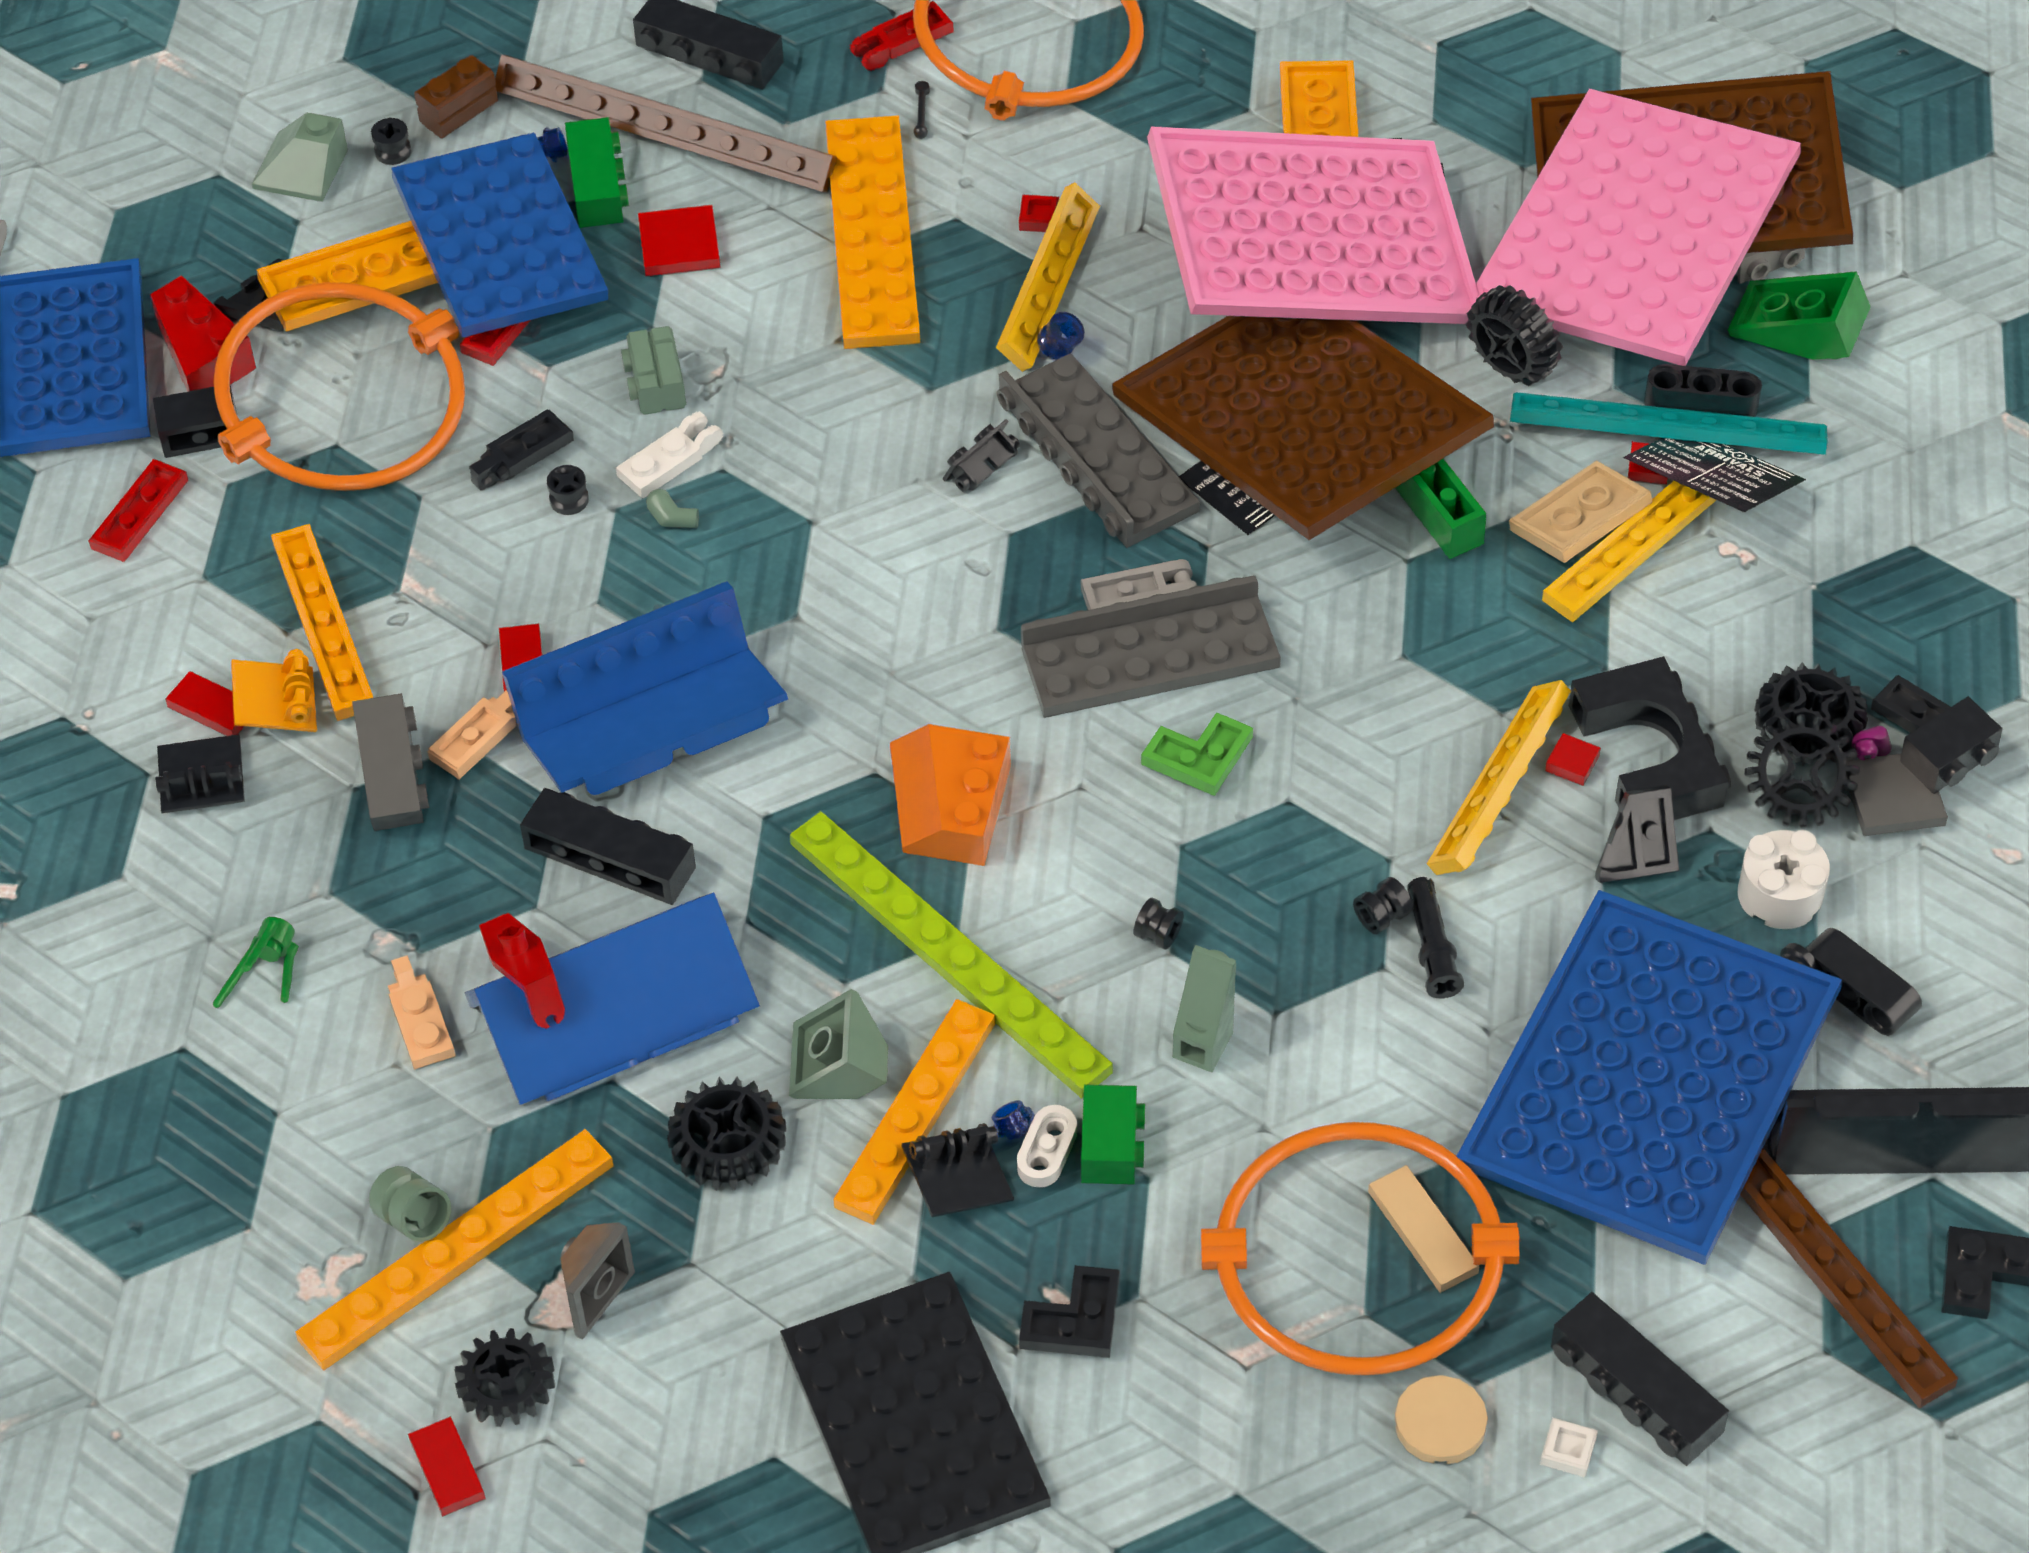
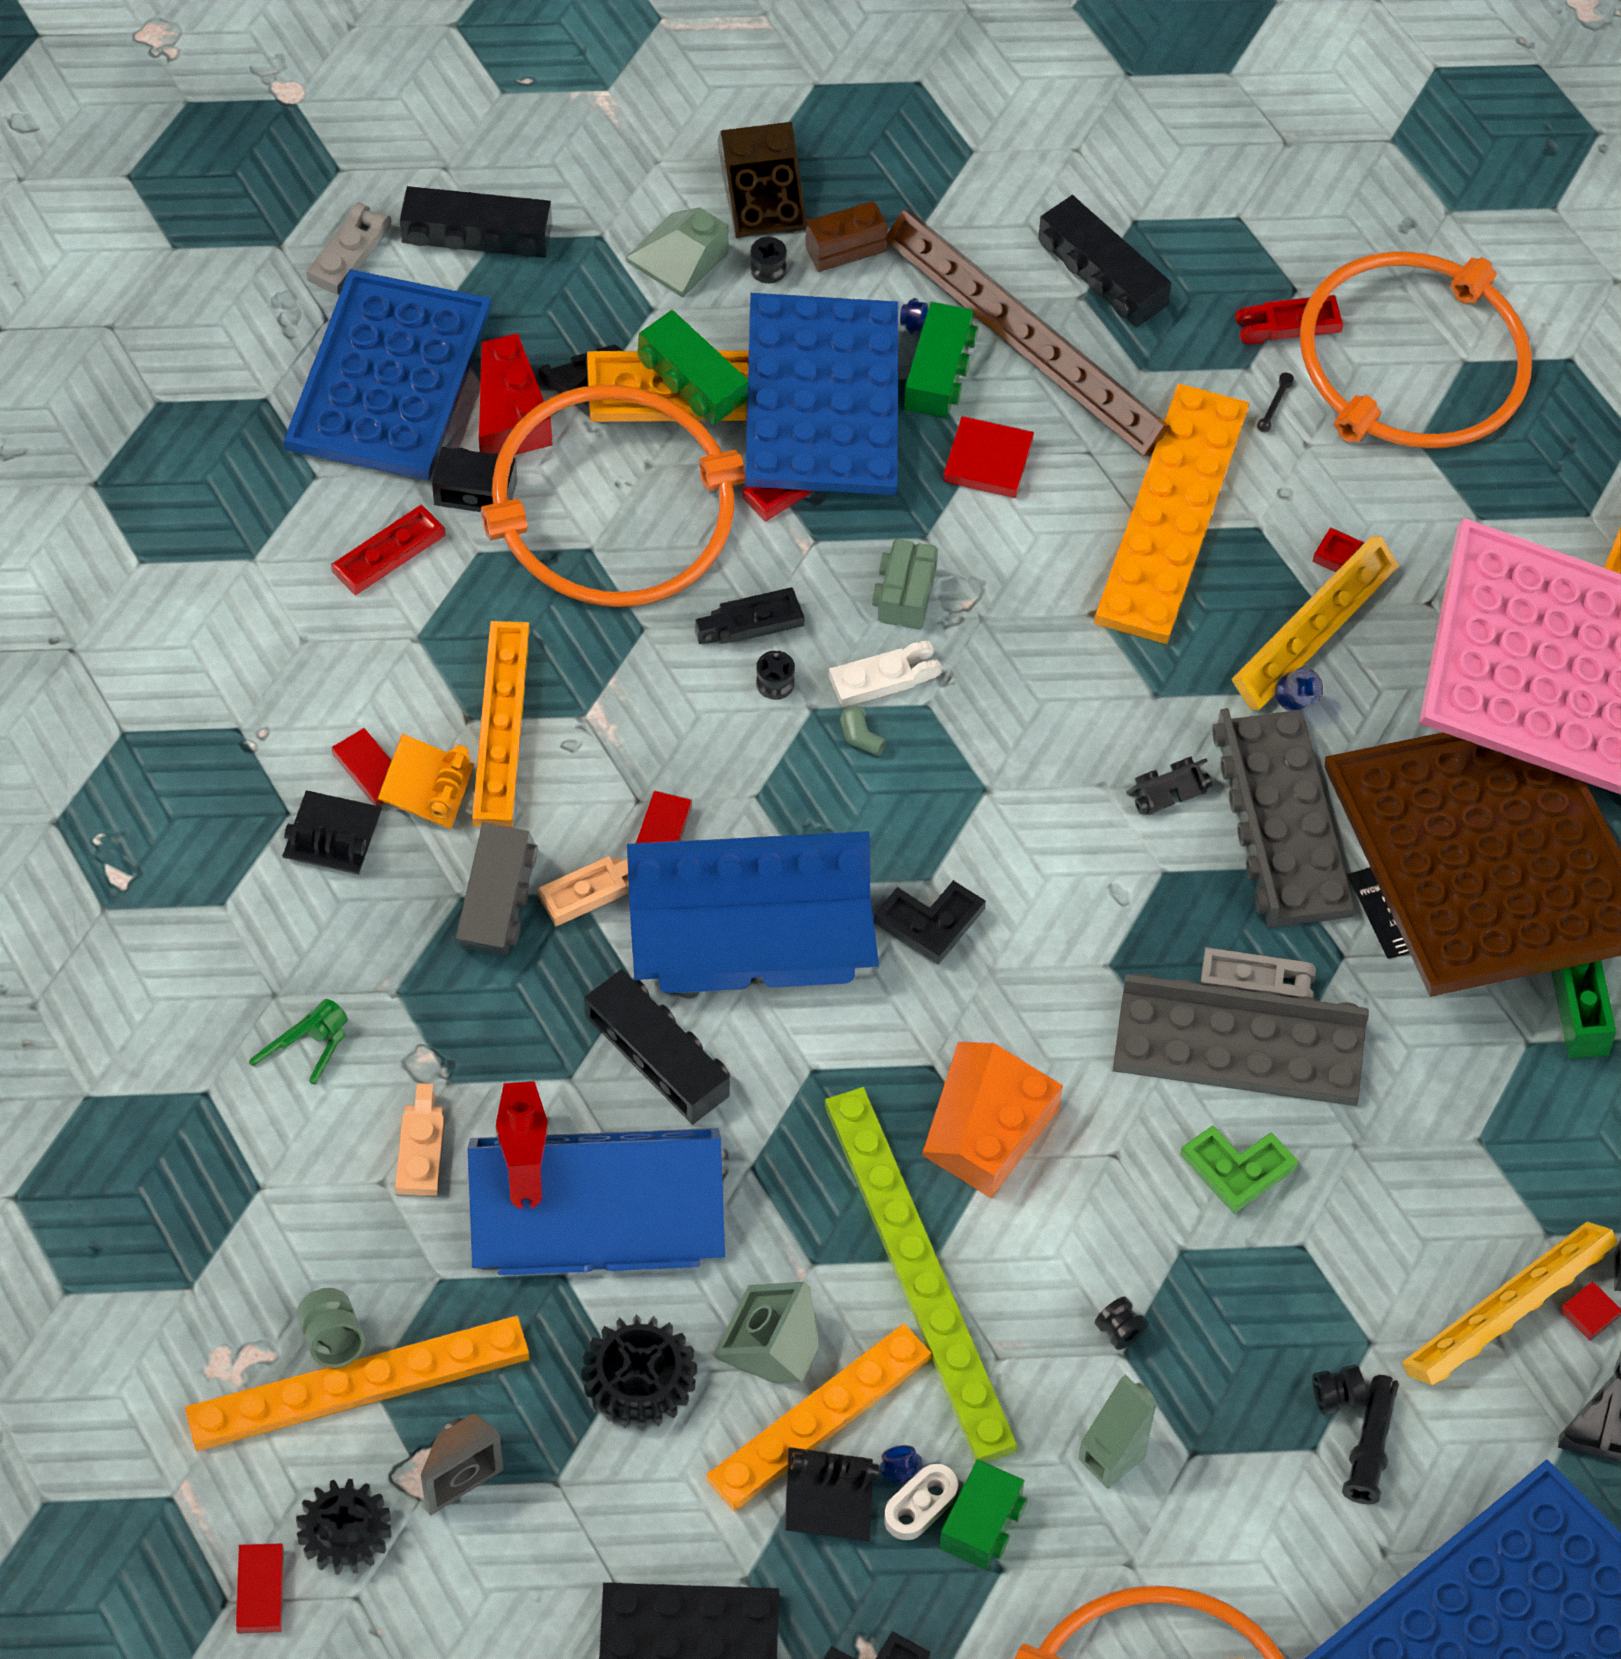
camera: 20 degrees right, 5 degrees up
(91, 198) = (476, 221): none -> black brick
(352, 73) = (762, 179): none -> dark brown slope
(366, 248) = (692, 367): none -> green brick
(816, 655) = (934, 928): none -> black plate

